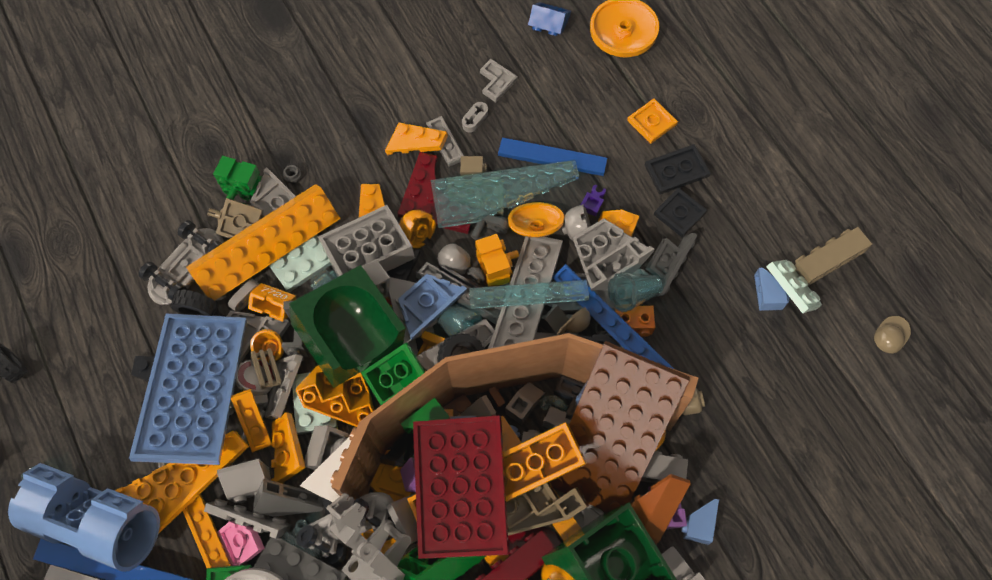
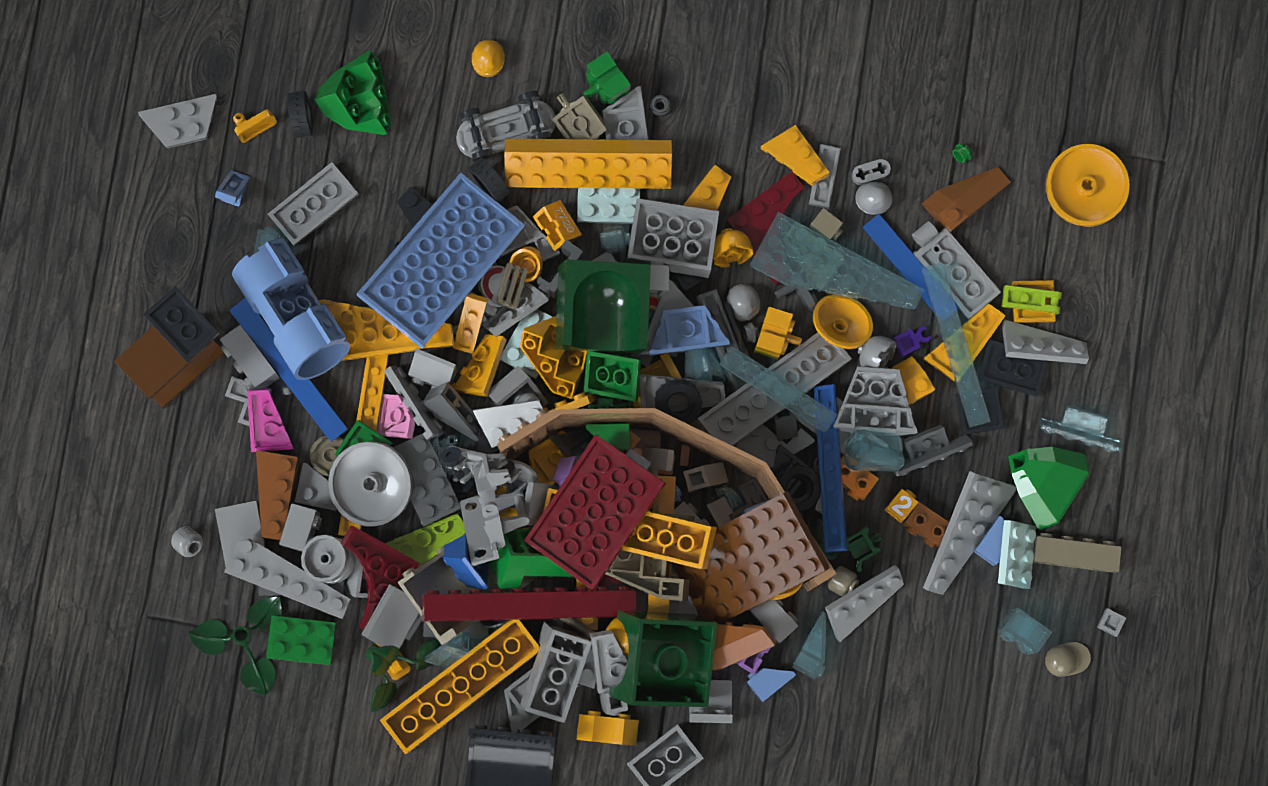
camera: 30 degrees right, 15 degrees up
(47, 320) = (357, 96): none -> green brick
(60, 424) = (313, 204): none -> light grey plate
(138, 227) = (488, 58): none -> light orange hat
(241, 297) = (538, 199): light grey beam -> none
(490, 130) = (874, 198): none -> light grey hat
(500, 79) = (926, 151): light grey tile -> none
(526, 65) = (962, 153): none -> green plate
(548, 18) = (1026, 117): slope -> none
(550, 94) = (962, 199): none -> dark orange wedge
(577, 322) = (801, 445): dark tan cap -> none
(582, 136) = (967, 281): none -> light grey hinge
(628, 179) = (955, 345): none -> clear light blue plate
(632, 179) = (976, 332): none -> light orange wing
(650, 117) = (1031, 299): none -> lime plate
(682, 141) = (1038, 344): none -> light grey wing
(683, 361) = (863, 546): none -> dark green piece
(684, 314) = (902, 505): none -> light orange brick
(714, 314) = (927, 525): none -> dark orange brick
(714, 472) = (812, 653): none -> clear light blue slope
(717, 405) = (860, 603): none -> light grey wing
(741, 282) = (974, 514): none -> light grey wing
(756, 170) = (1082, 426): none -> clear light blue bracket
(770, 220) = (1048, 481): none -> green brick
(850, 334) = (1024, 631): none -> clear light blue brick
(897, 285) = (1111, 622): none -> light grey plate

